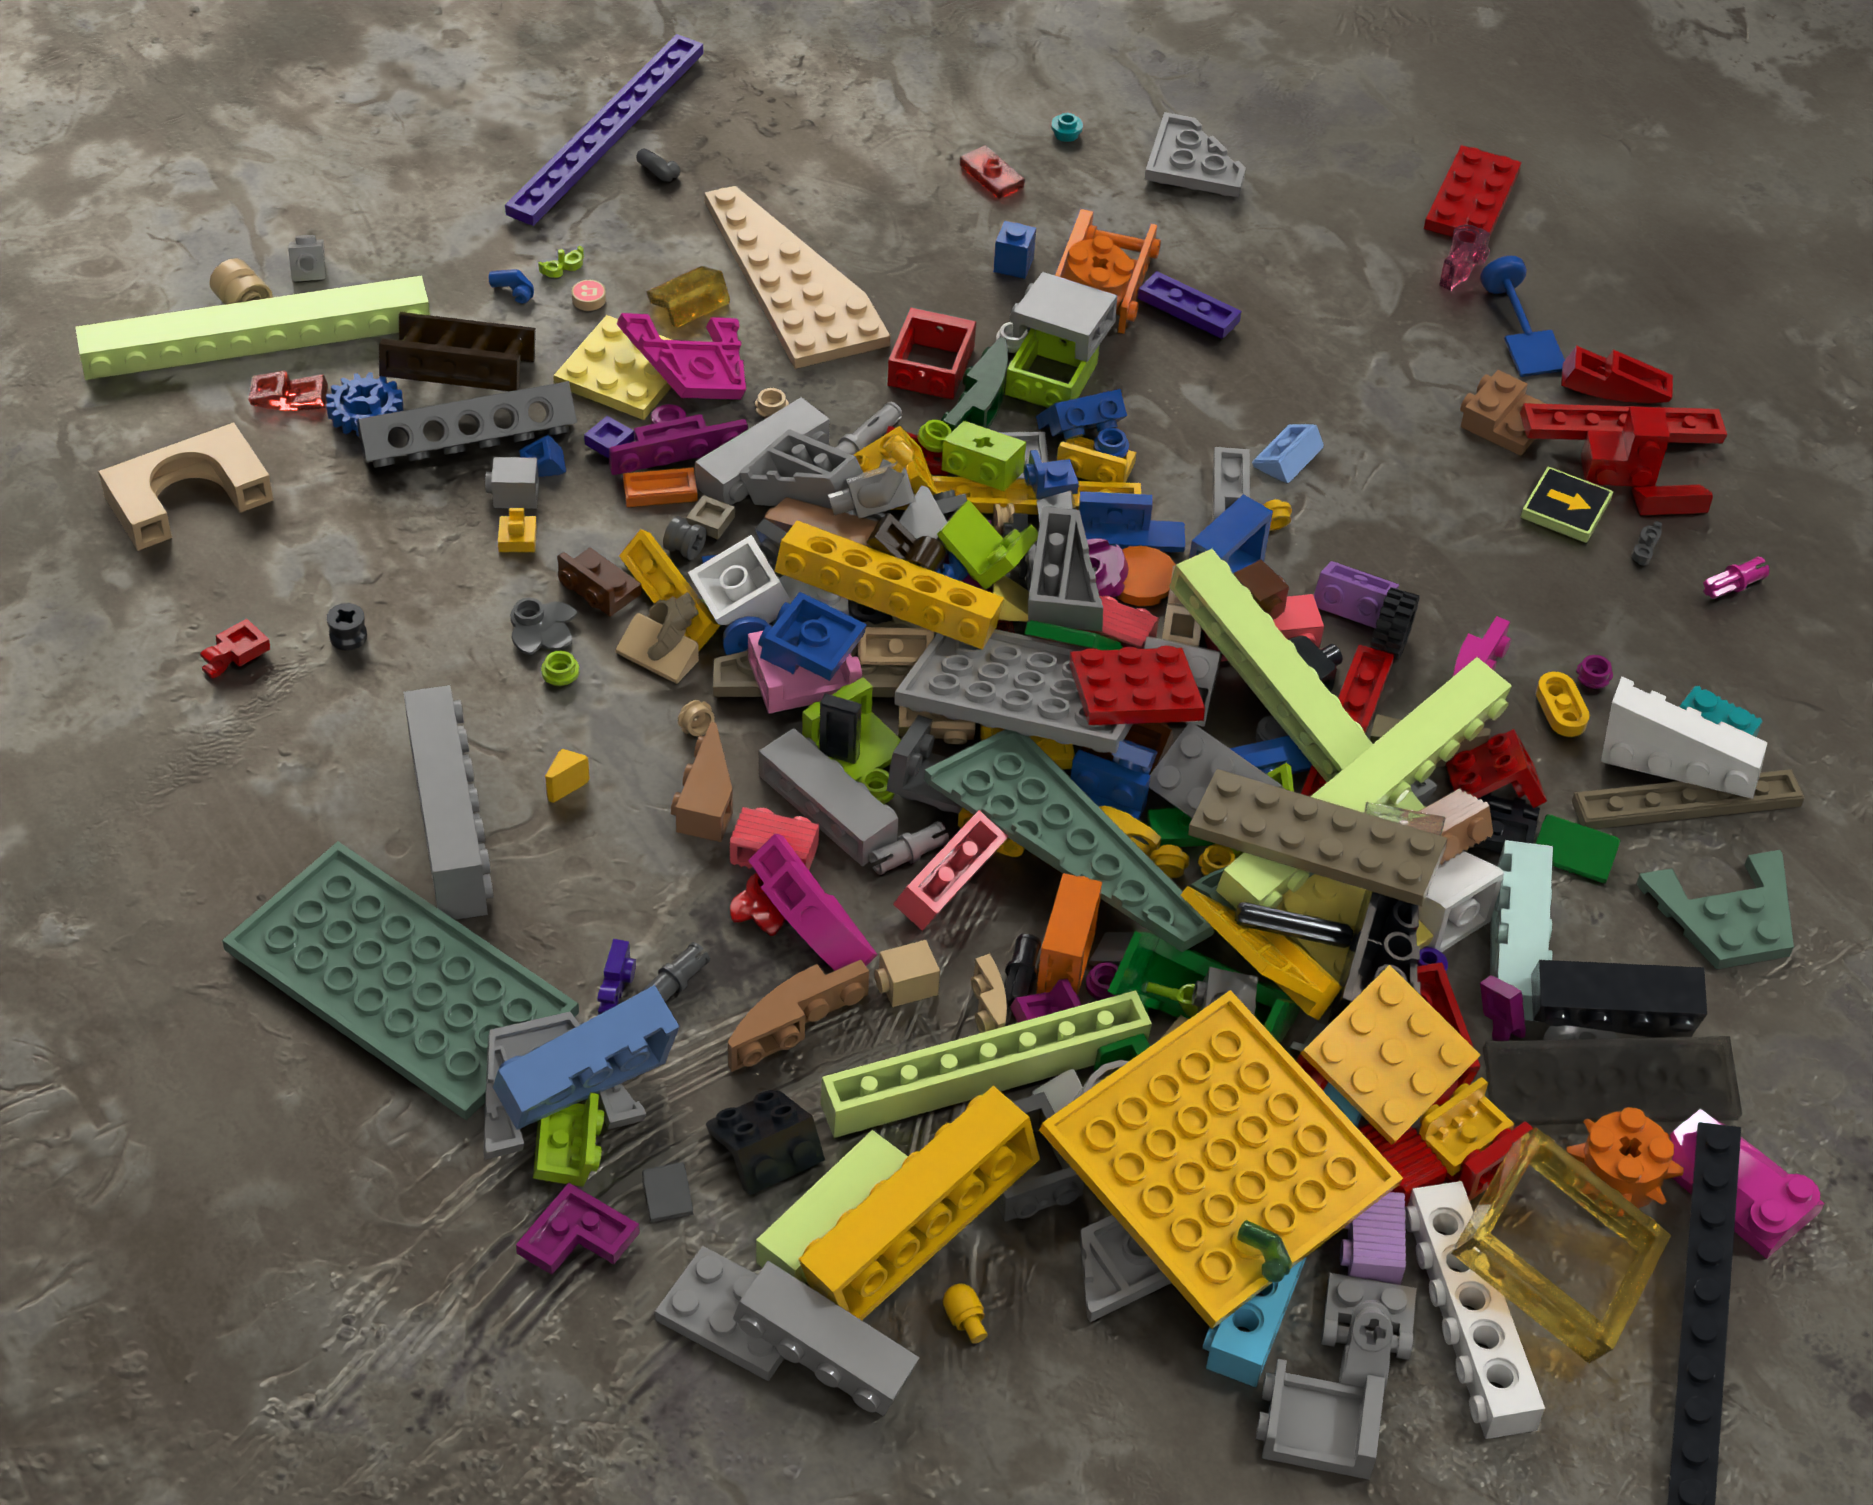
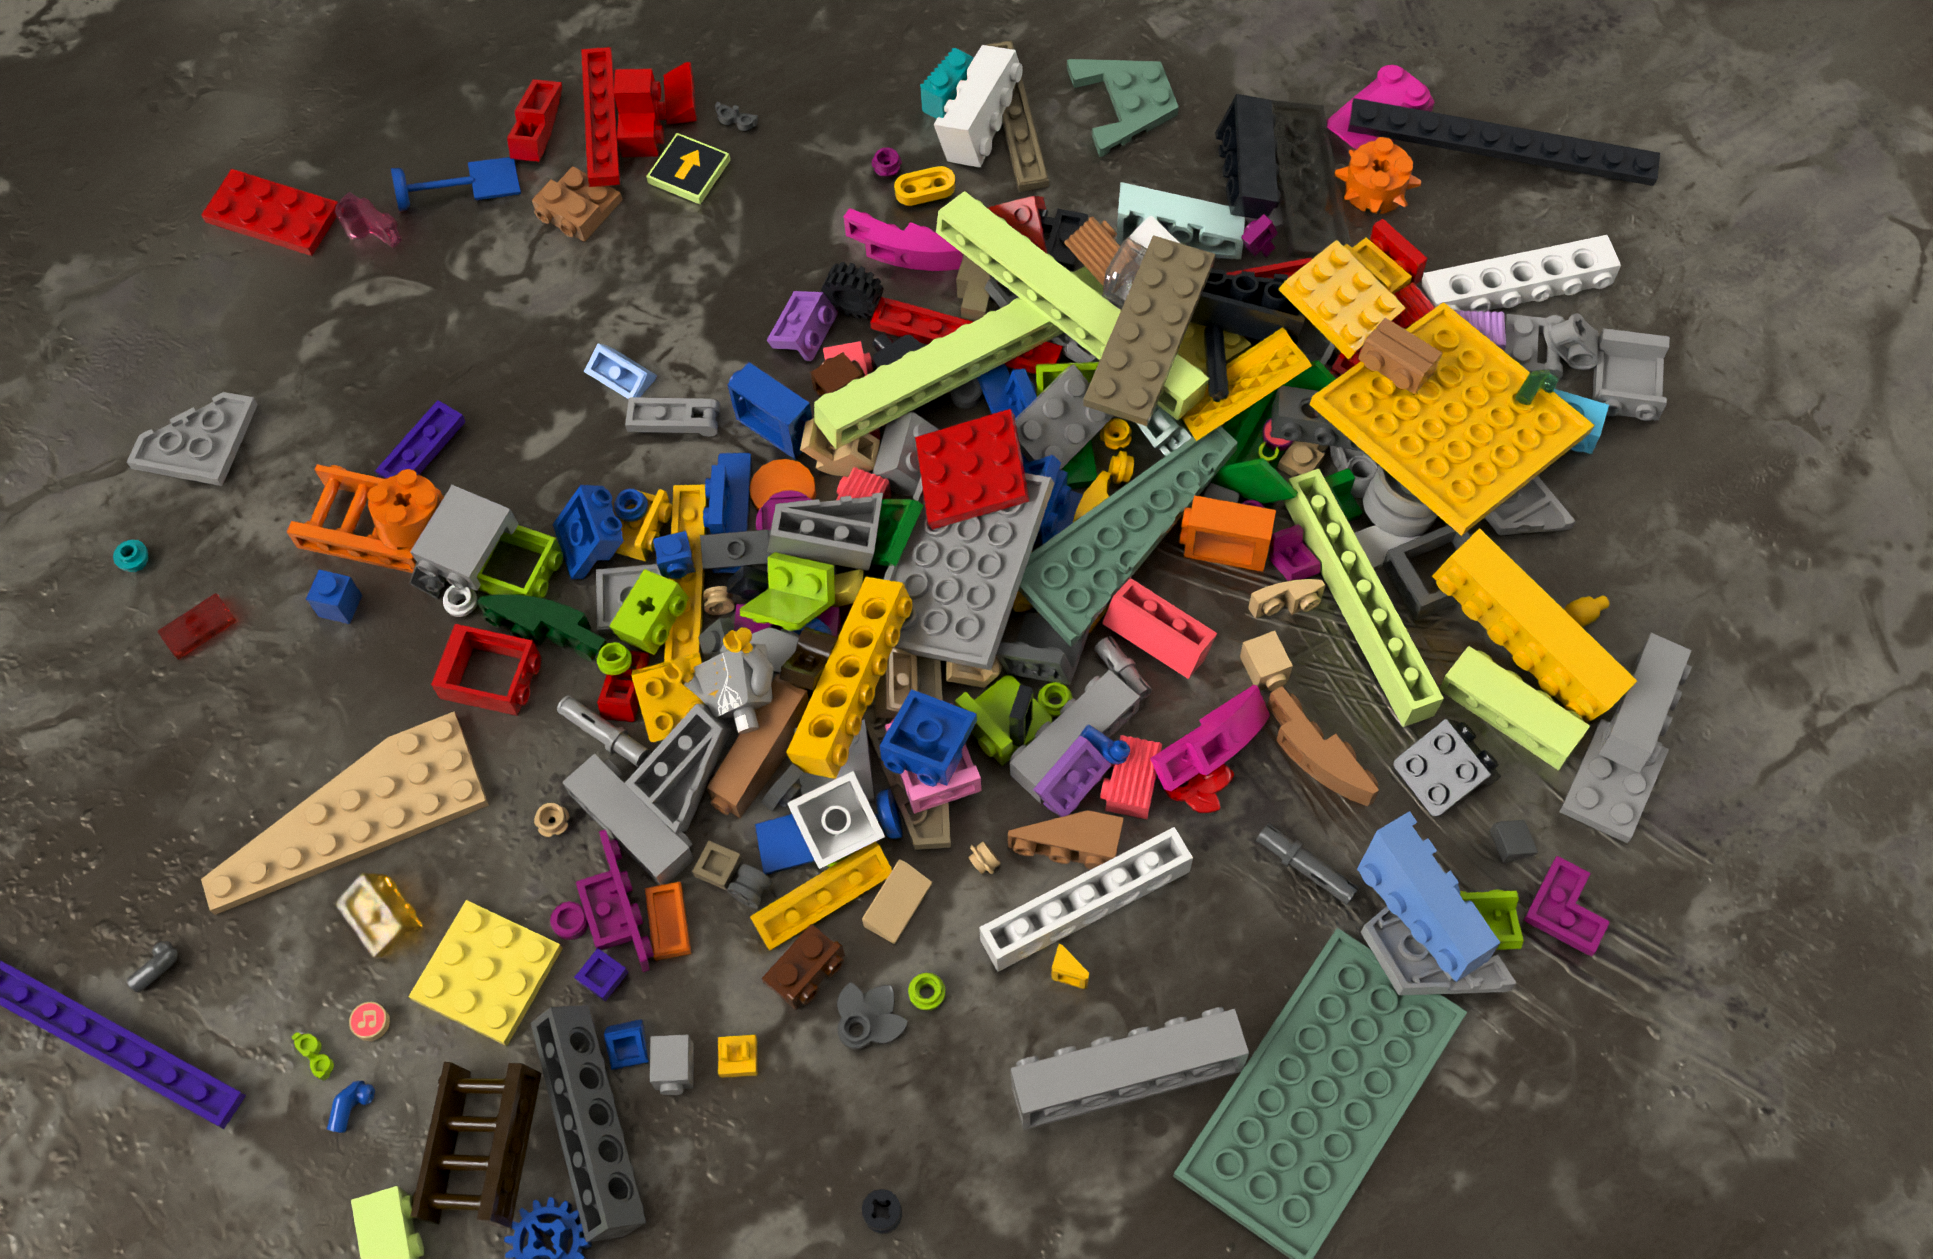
camera: 85 degrees left, 15 degrees up
(617, 972) = (1295, 899): dark purple plate -> none
(636, 788) = (1085, 899): none -> white brick
(675, 617) = (876, 870): dark tan helmet -> none
(692, 367) = (507, 891): dark pink wing -> none
(769, 775) = (1072, 777): none -> medium lavender bracket
(802, 803) = (1113, 751): none -> blue arm
(1022, 968) = (1245, 577): black axle -> none
(1280, 514) = (709, 381): yellow plate -> none
(1290, 1084) = (1399, 356): none -> medium nougat brick
(1530, 1288) = (1464, 240): clear yellow window -> none
(1579, 848) = (1078, 186): green slope -> none
(1735, 578) = (776, 59): dark pink axle -> none

